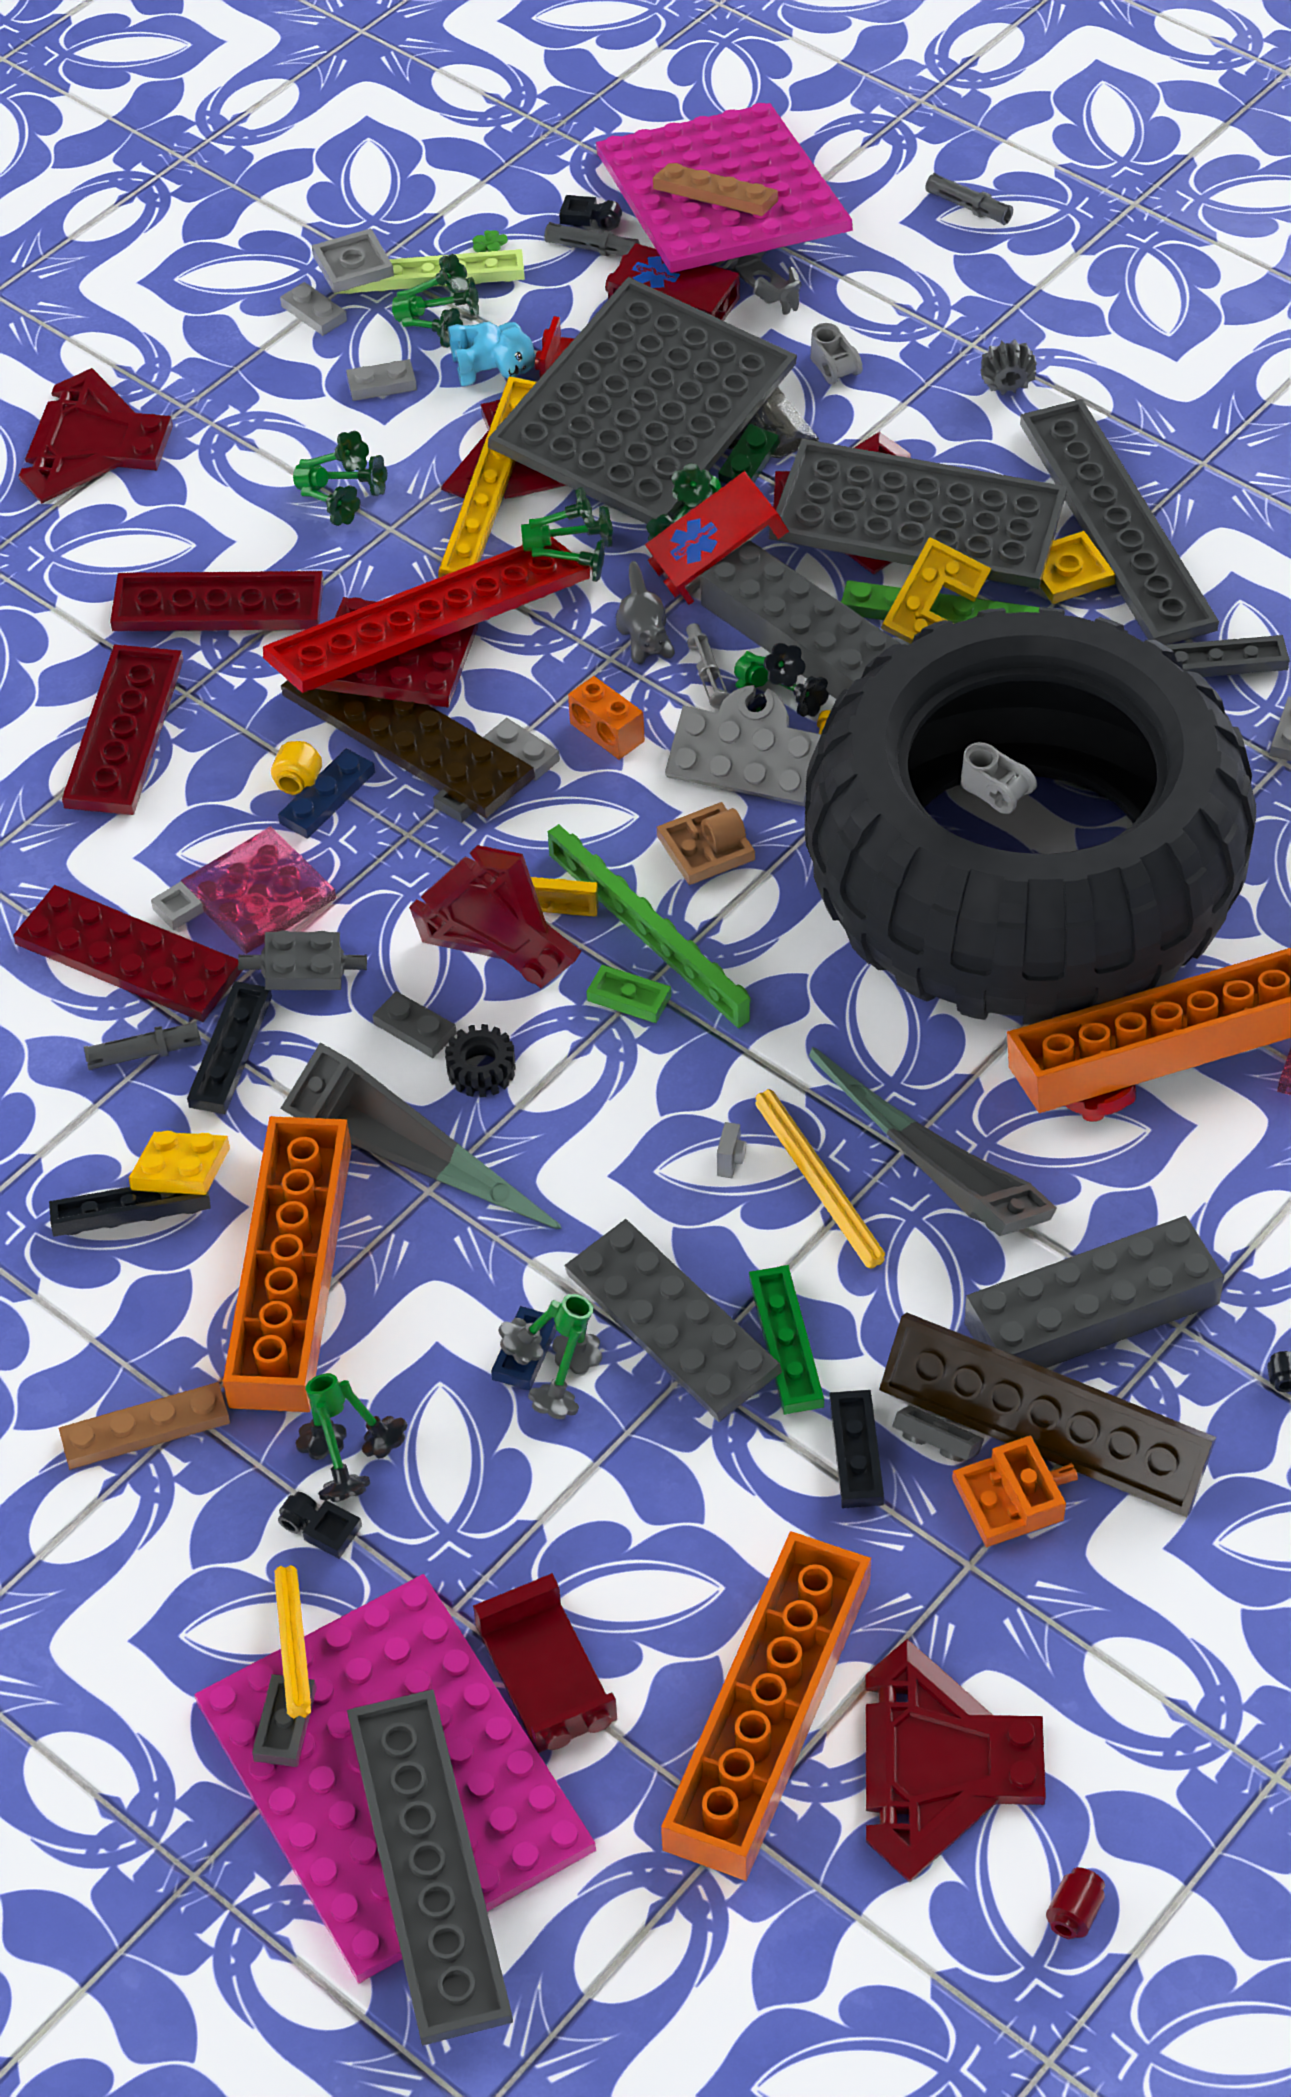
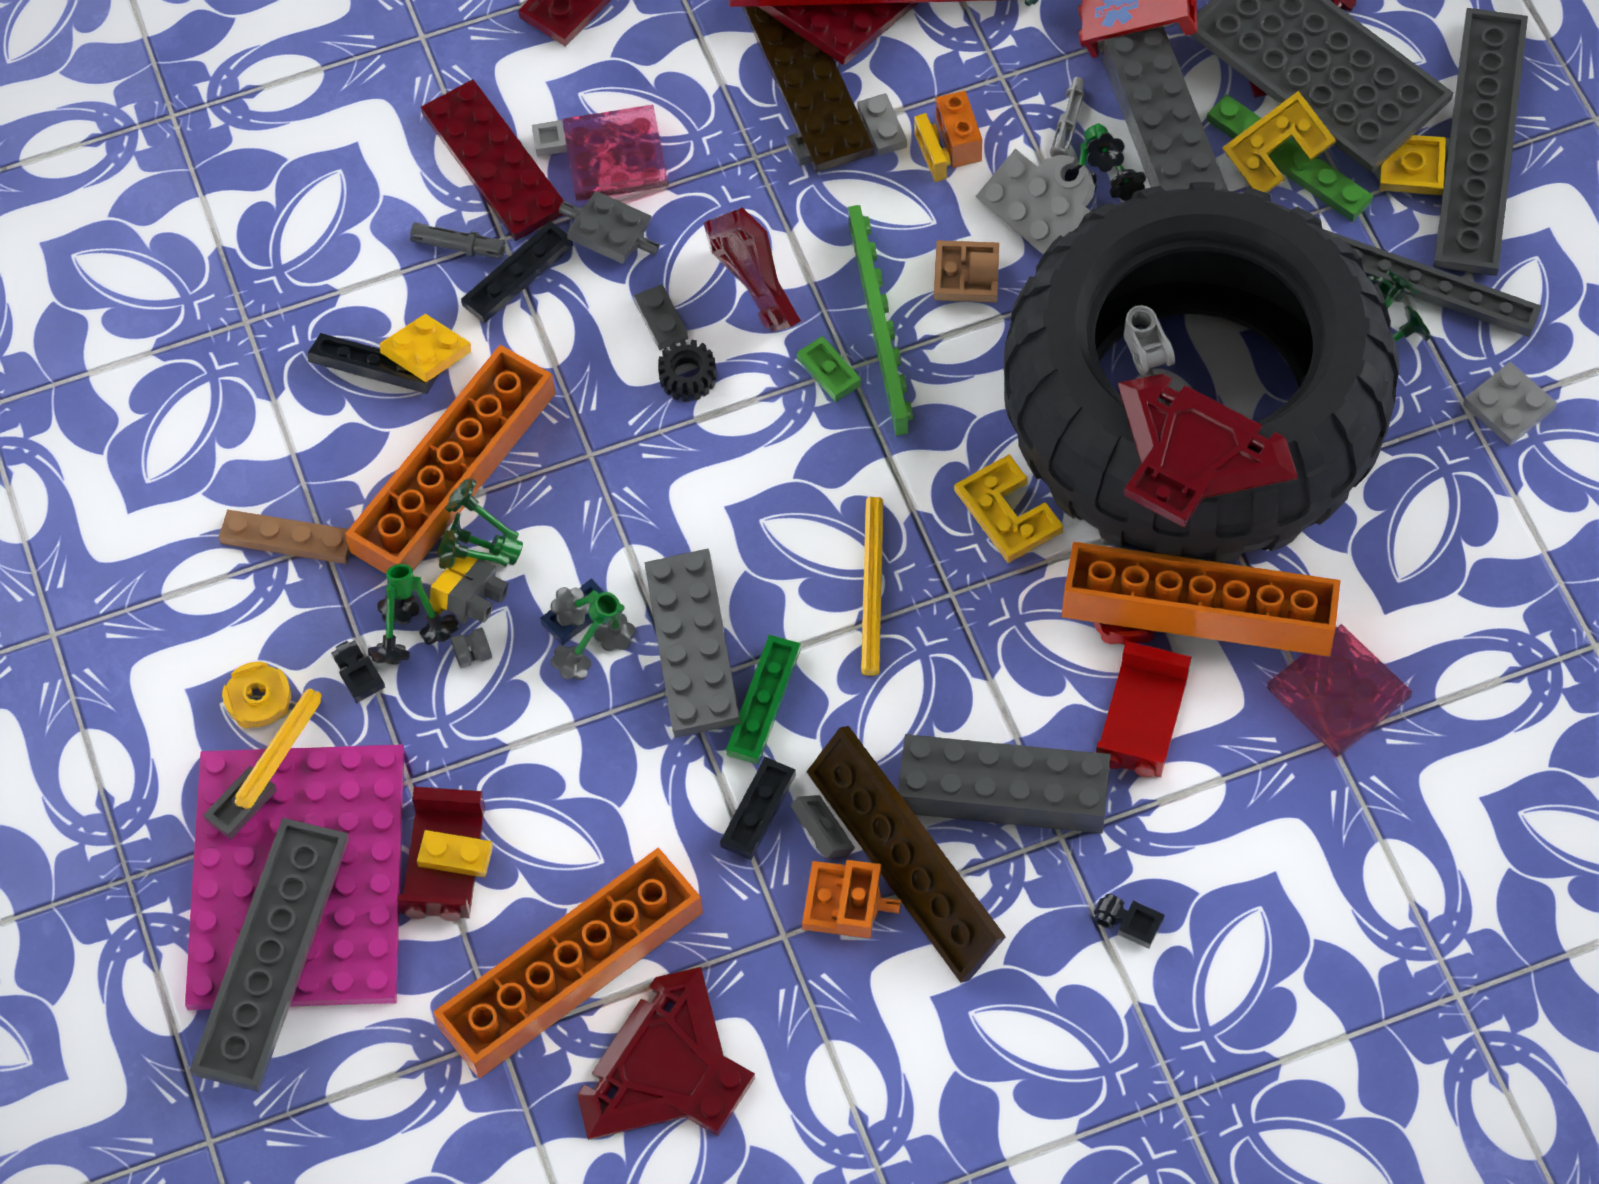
camera: 30 degrees right, 10 degrees up
(224, 1625) = (256, 712): none -> yellow plate
(296, 767) = (702, 63): yellow head -> none
(328, 793) = (715, 94): dark blue plate -> none
(352, 1337) = (503, 548): none -> plant
(395, 1131) = (582, 381): dark grey plate -> none
(395, 1376) = (465, 590): none -> dark grey hips
(434, 1437) = (479, 646): none -> dark grey wheel
(559, 1657) = (455, 853): none -> yellow plate
(567, 896) = (829, 264): yellow plate -> none
(588, 746) = (928, 140): none -> yellow plate
(644, 619) = (1044, 54): dark grey animal -> none
(730, 1150) = (818, 531): light grey plate -> none
(873, 1040) = (984, 499): none -> yellow plate
(973, 1184) = (977, 646): dark grey plate -> none
(1112, 856) = (1195, 449): none -> dark red plate
(1175, 1161) = (1144, 709): none -> red panel

